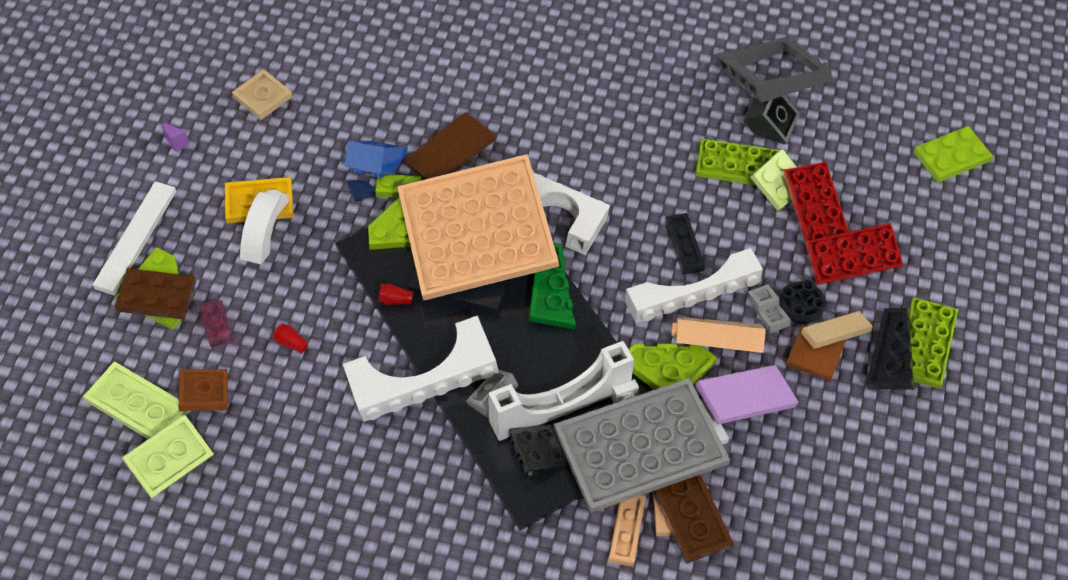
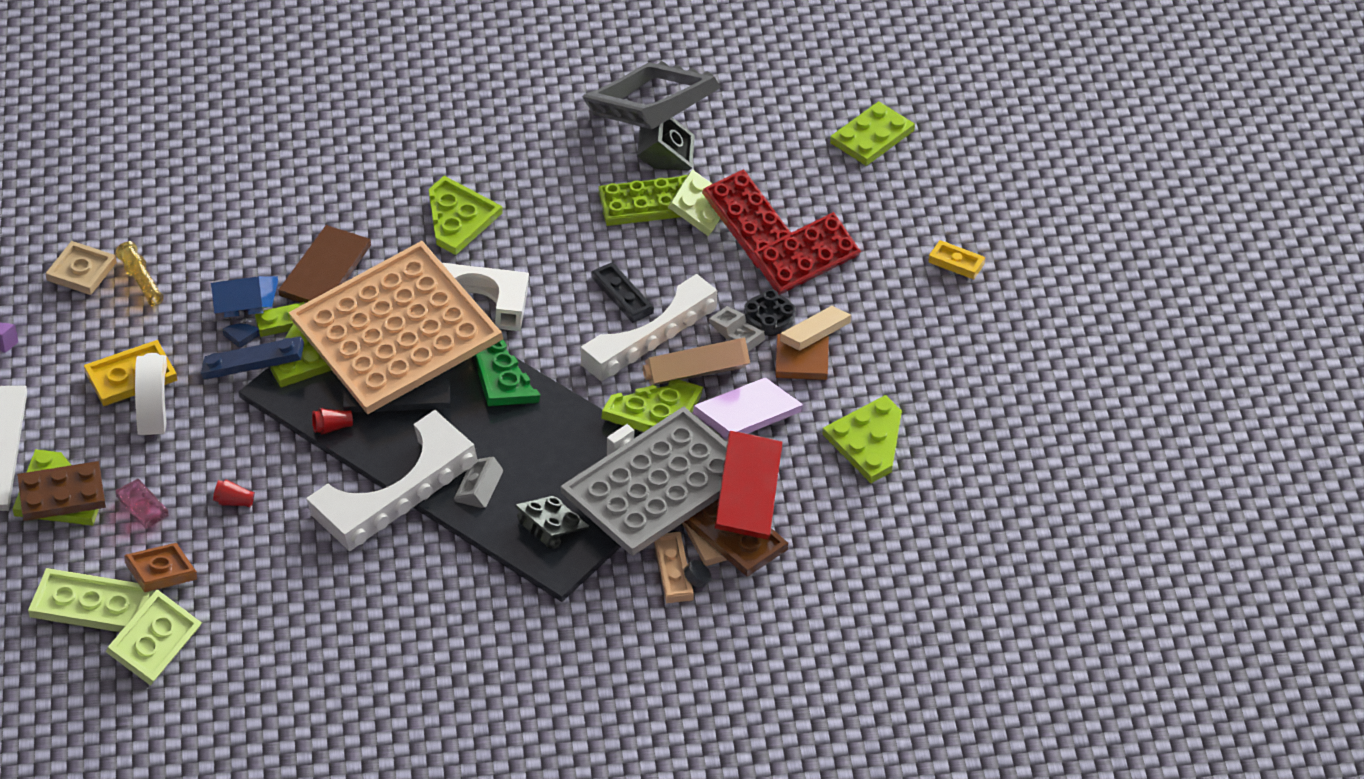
camera: 20 degrees left, 10 degrees down
(304, 105) = (136, 266): none -> clear yellow pin
(356, 217) = (252, 358): none -> dark blue plate
(517, 410) = (513, 483): white arch -> none
(577, 132) = (459, 214): none -> lime plate
(644, 544) = (697, 574): none -> black tile
(716, 478) = (748, 485): none -> red tile
(846, 452) = (868, 437): none -> lime plate
(892, 355) = (881, 333): black wing -> none
(931, 340) = (911, 317): lime tile -> none
(985, 298) = (956, 259): none -> yellow plate

